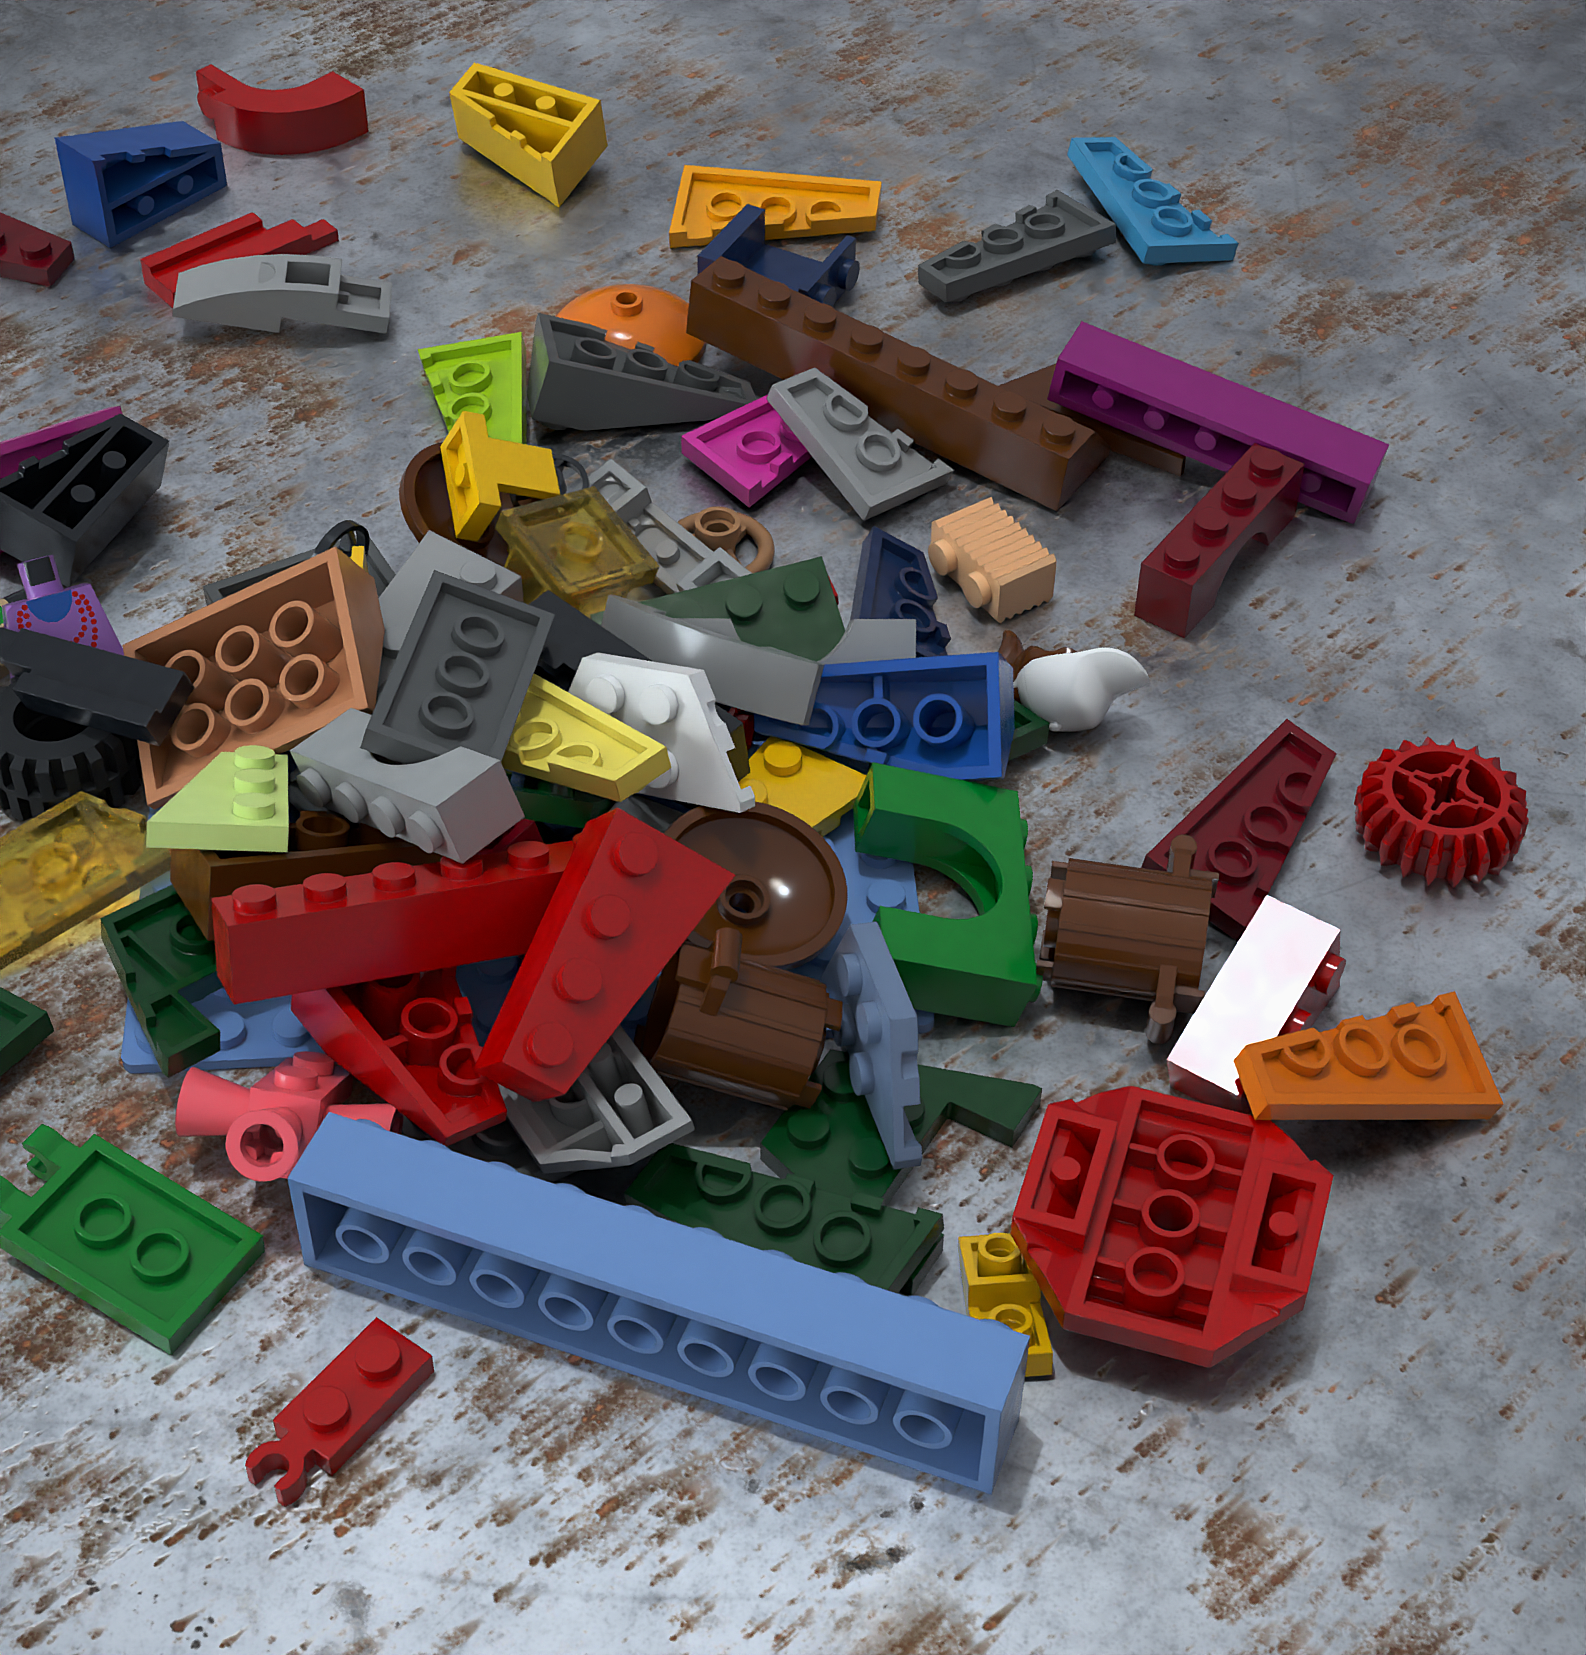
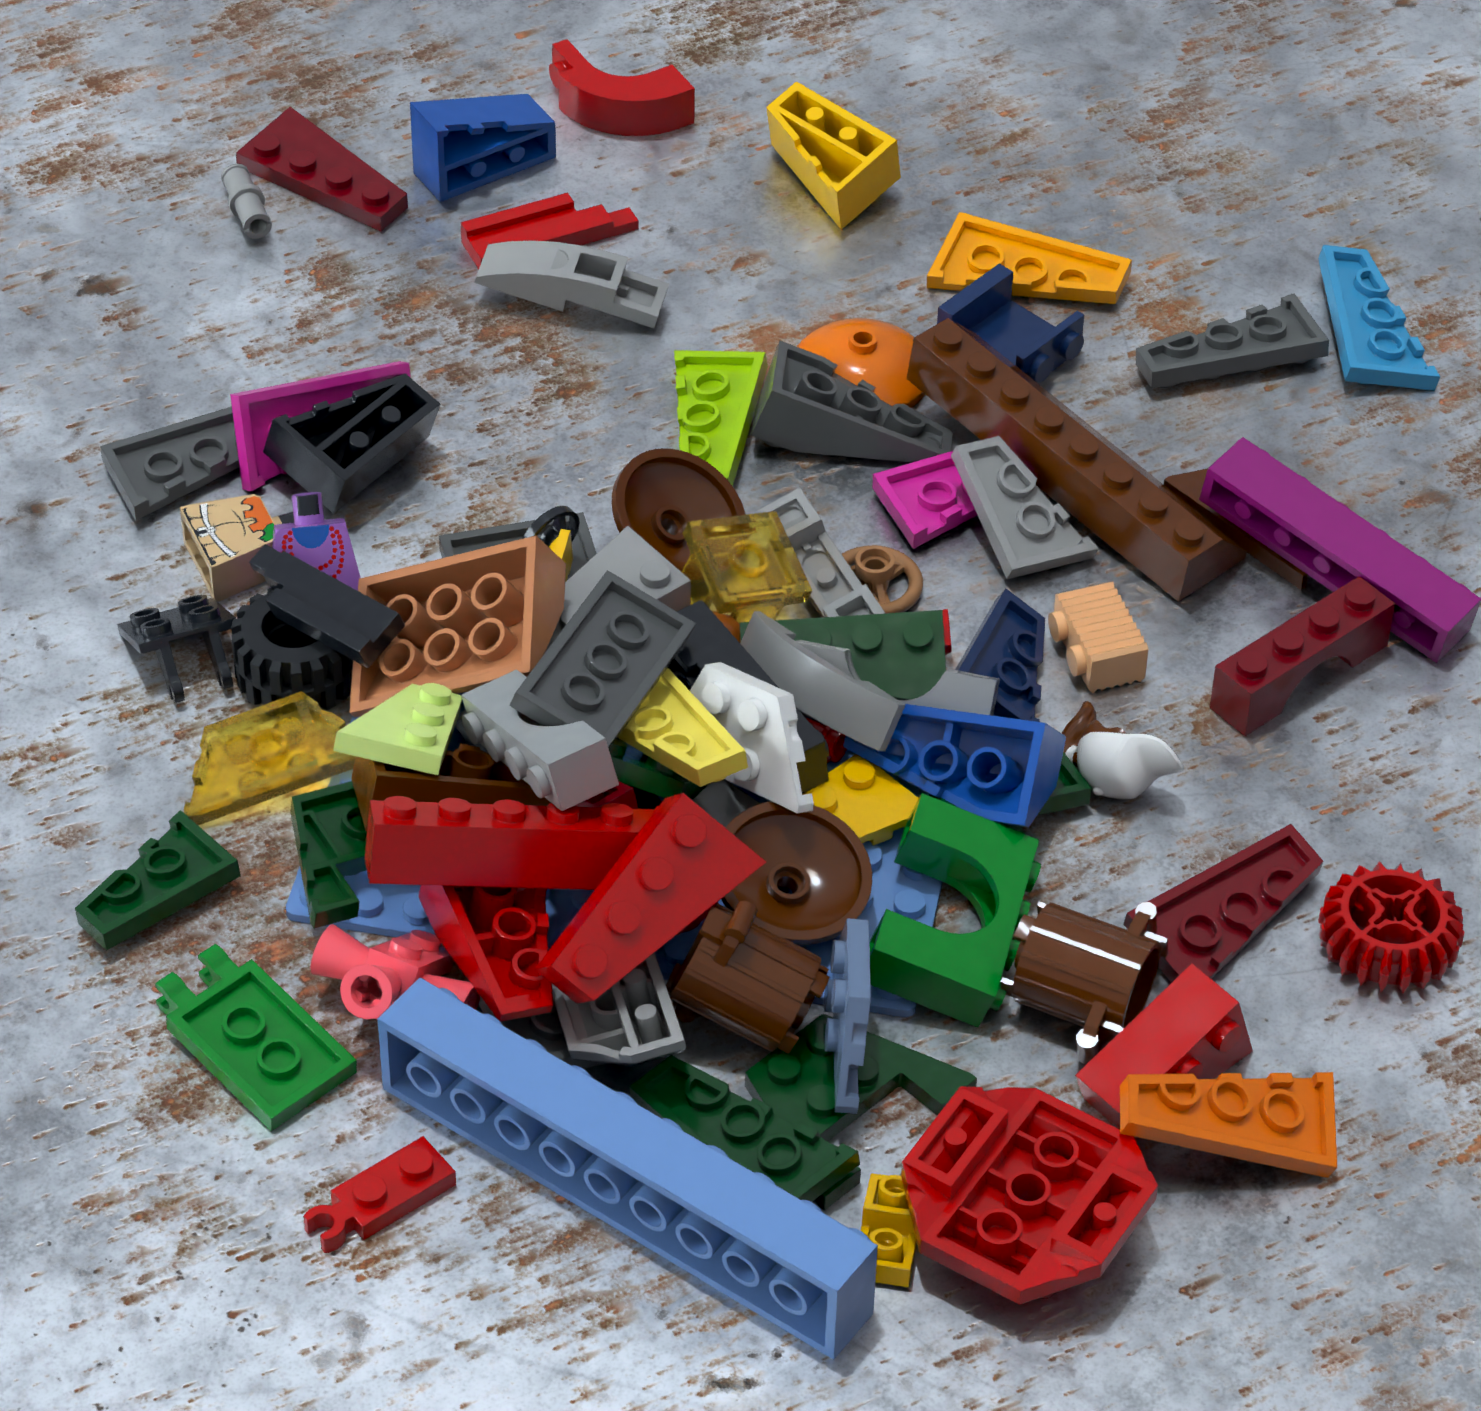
camera: 15 degrees right, 0 degrees up
(483, 466) = (690, 478): yellow piece -> none

